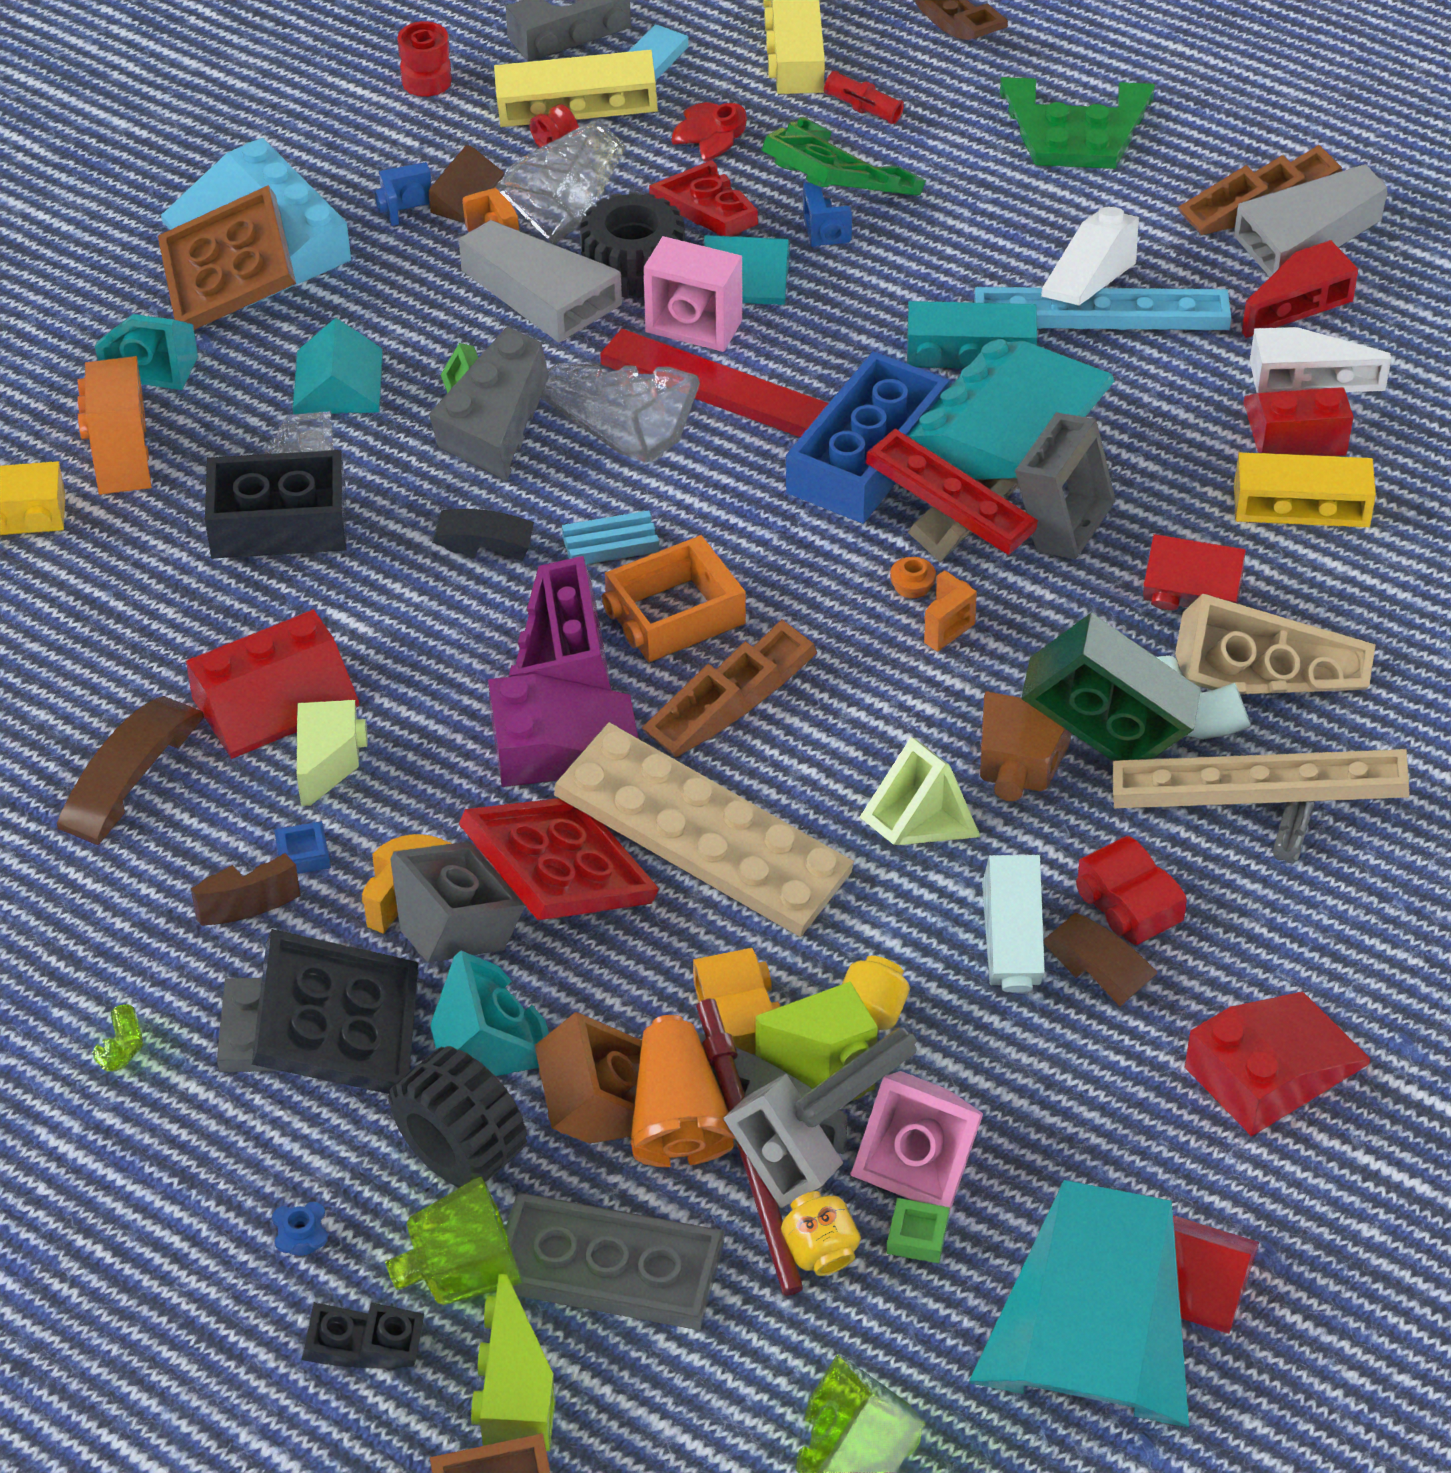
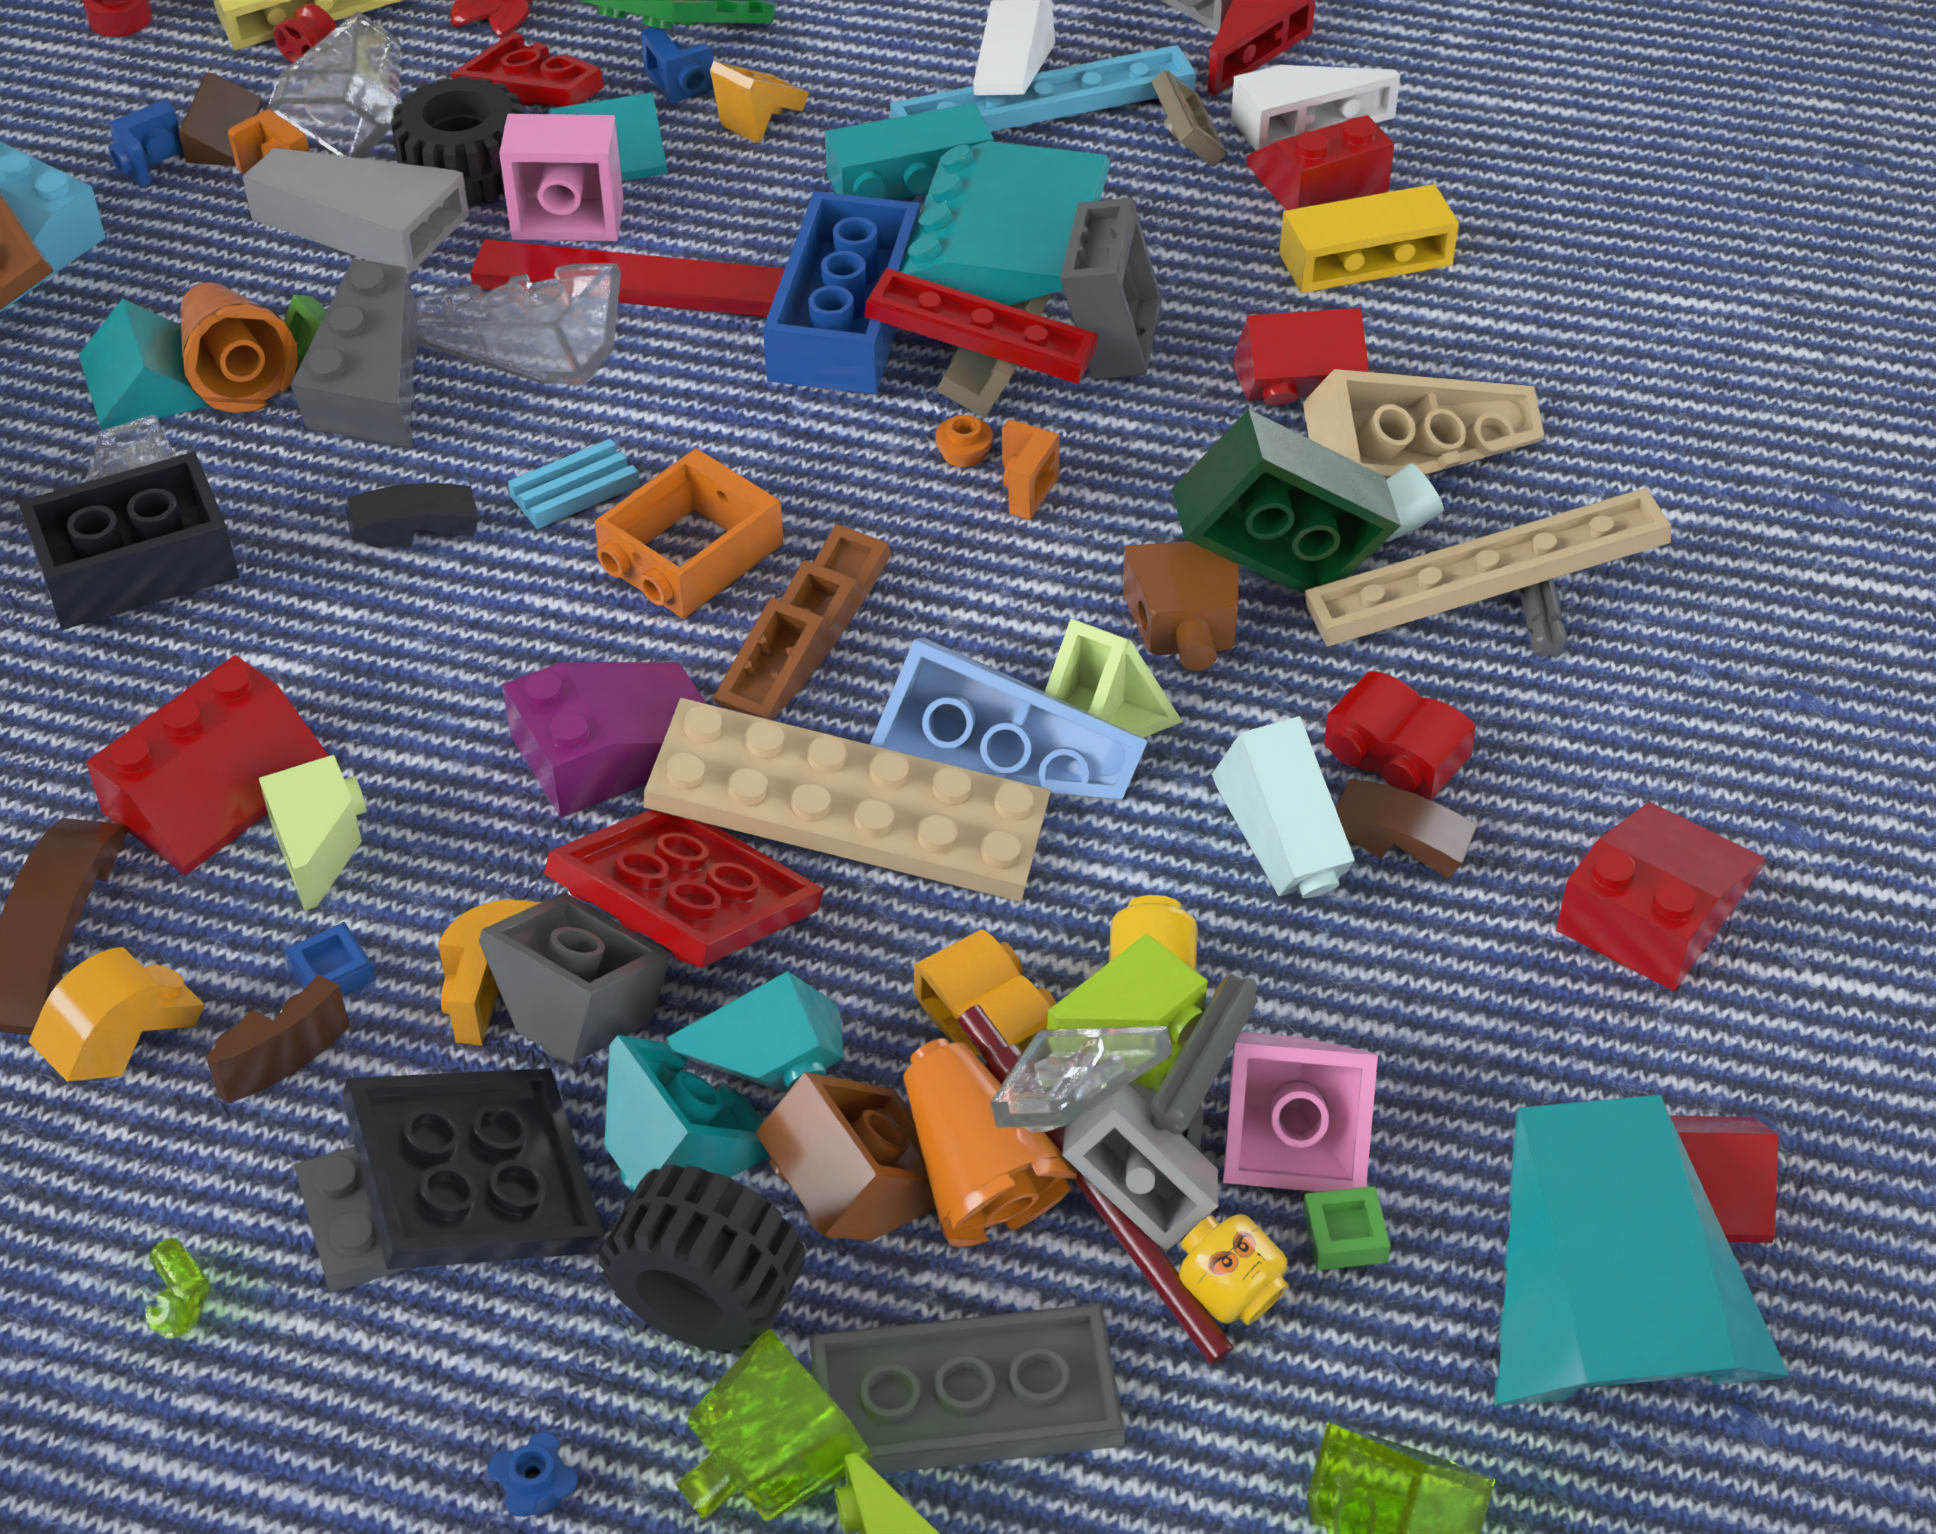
camera: 20 degrees left, 0 degrees up
(139, 835) = (103, 1008): none -> light orange brick
(402, 374) = (234, 349): none -> orange cone
(563, 627) = (571, 598): magenta wedge -> none
(569, 978) = (767, 1034): none -> teal slope
(751, 1063) = (1074, 1071): none -> clear wing
(834, 802) = (1002, 727): none -> light blue wedge
(869, 255) = (750, 97): none -> light orange slope
(1208, 353) = (1188, 118): none -> dark tan plate

